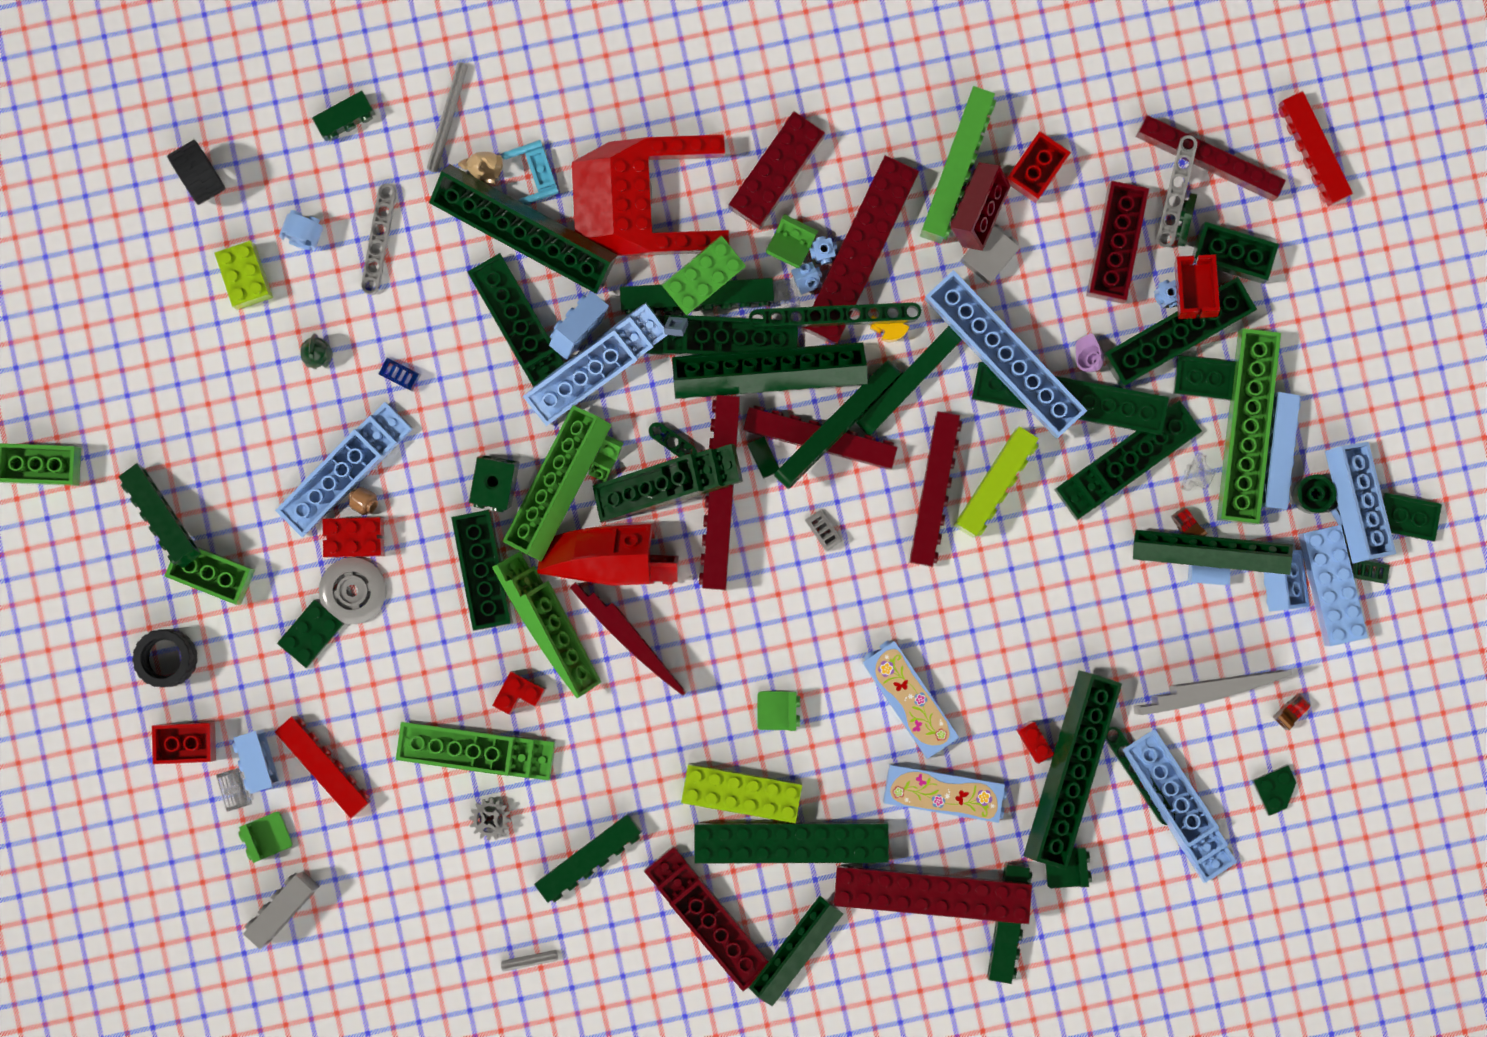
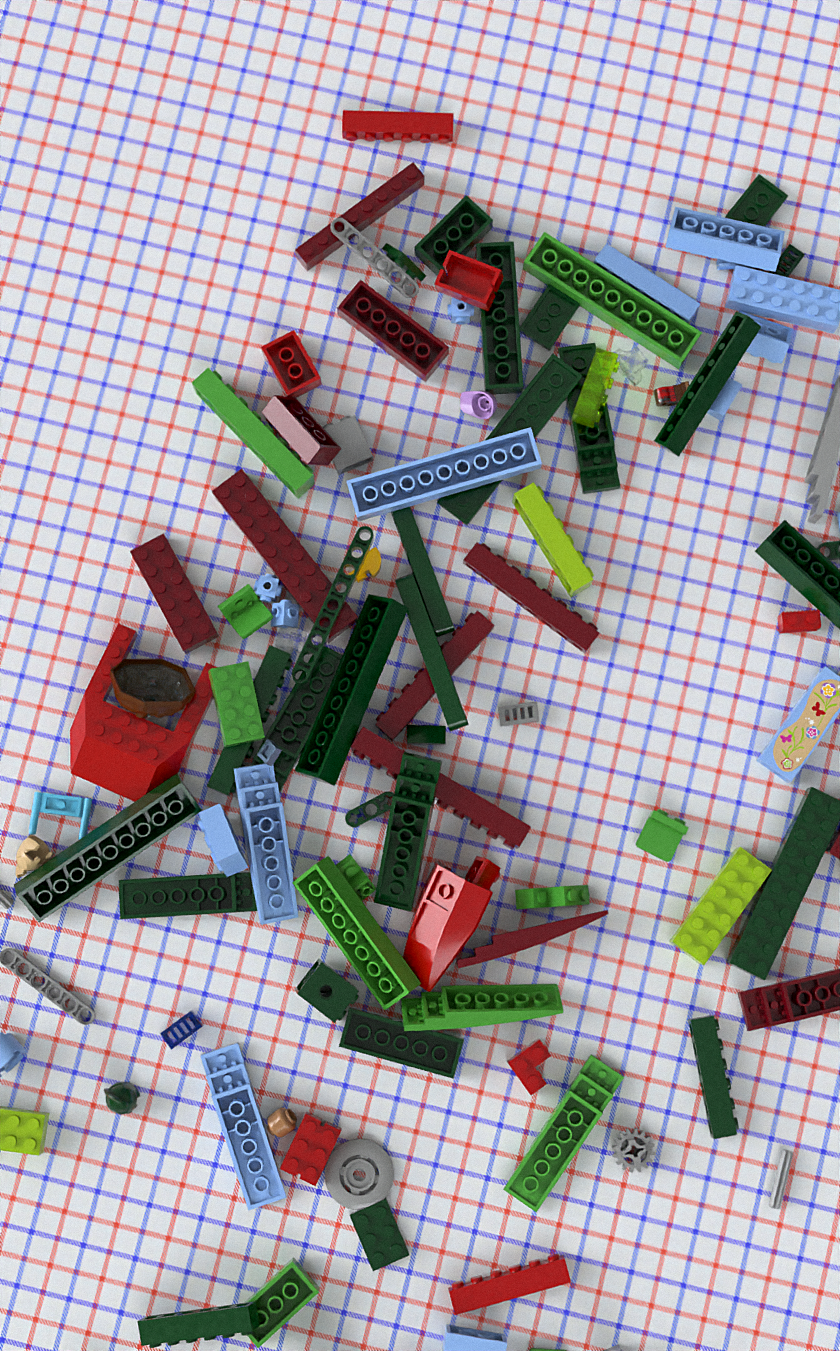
camera: 70 degrees left, 5 degrees down
(675, 640) = (552, 897): none -> bright green arch
(681, 193) = (151, 687): none -> rock
(909, 699) = (707, 712): brick -> none
(1157, 451) = (595, 387): none -> clear neon green brick
(1318, 484) = (694, 284): dark green brick -> none

